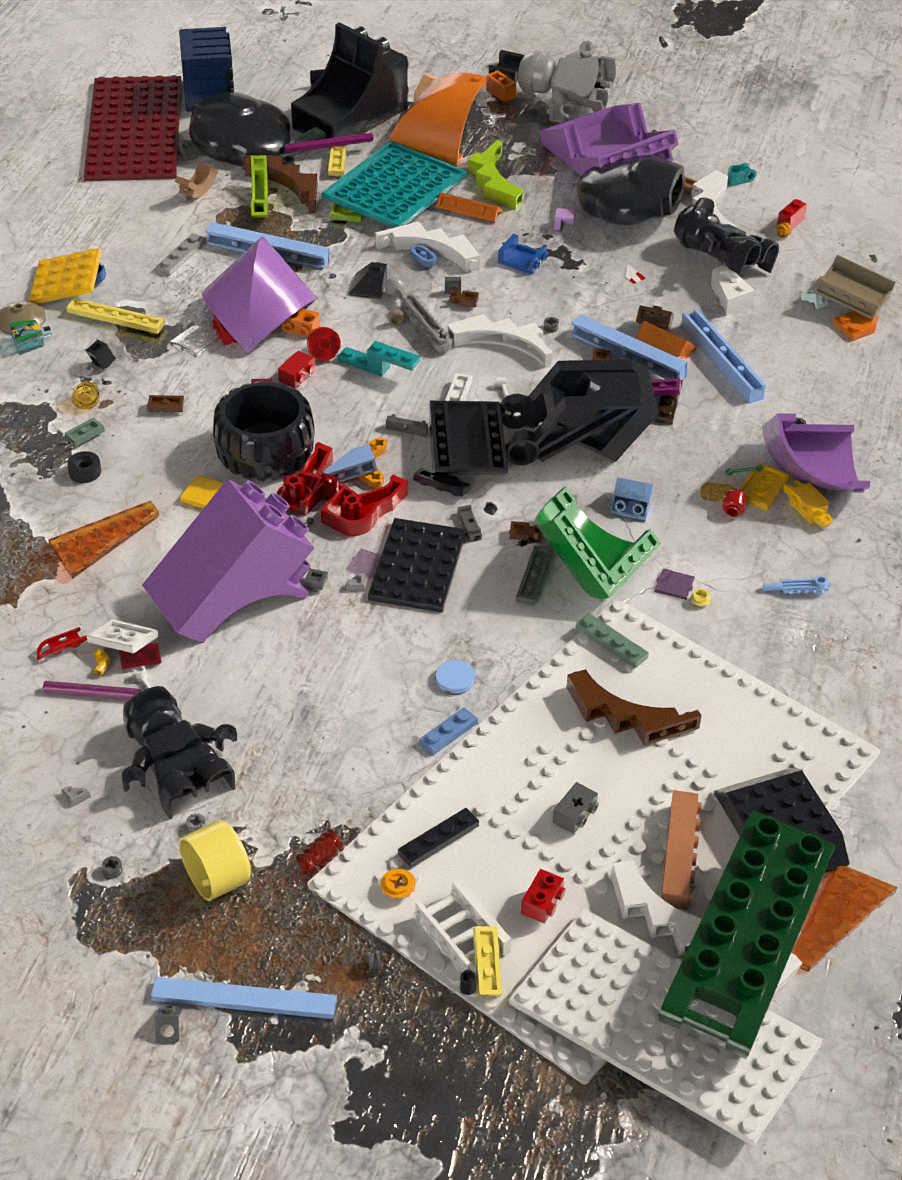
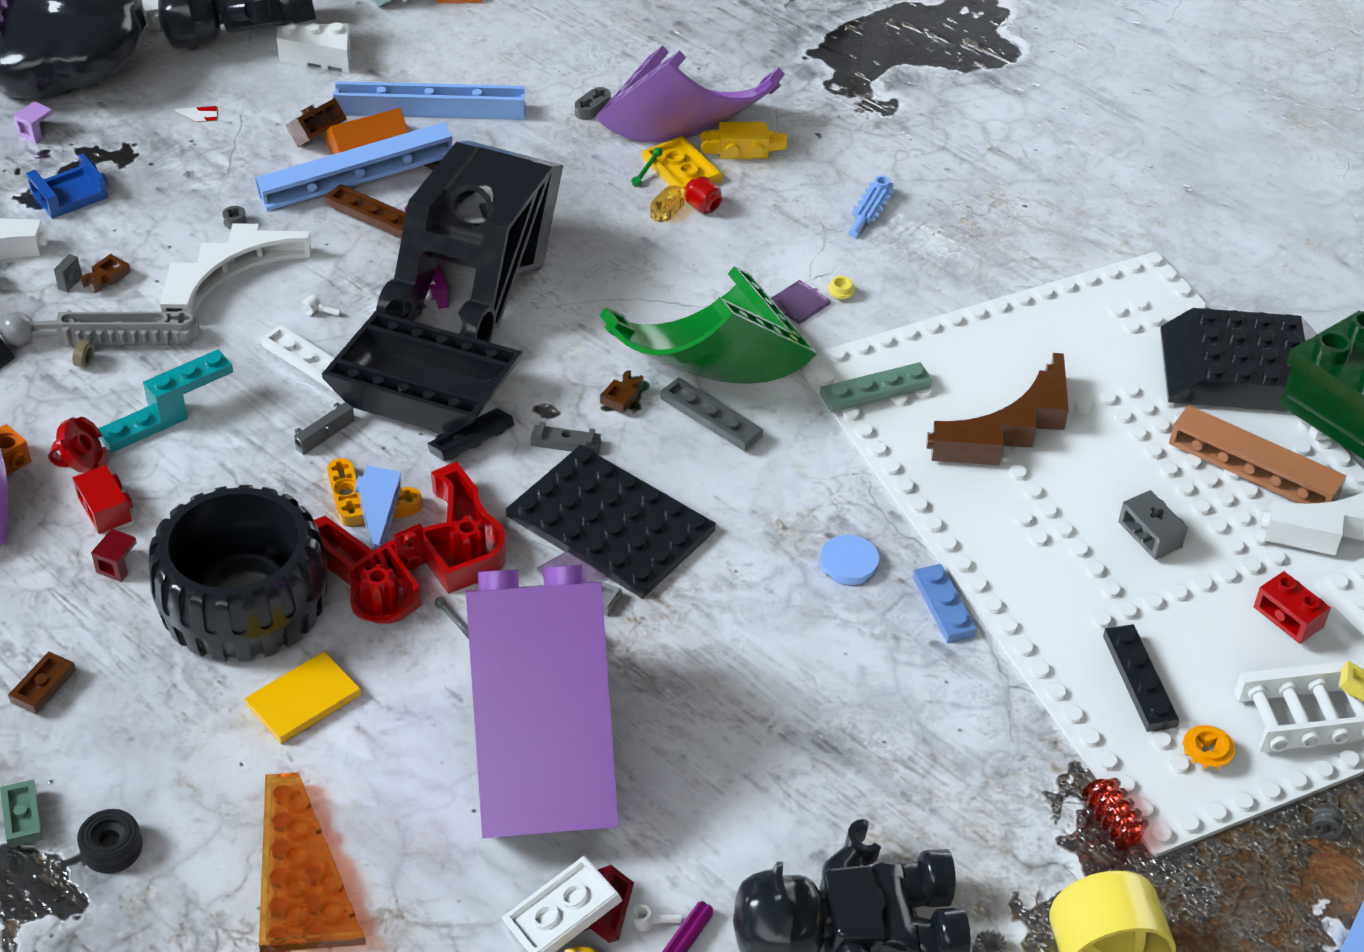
camera: 65 degrees left, 0 degrees up
(632, 498) = (633, 273): light blue slope -> none

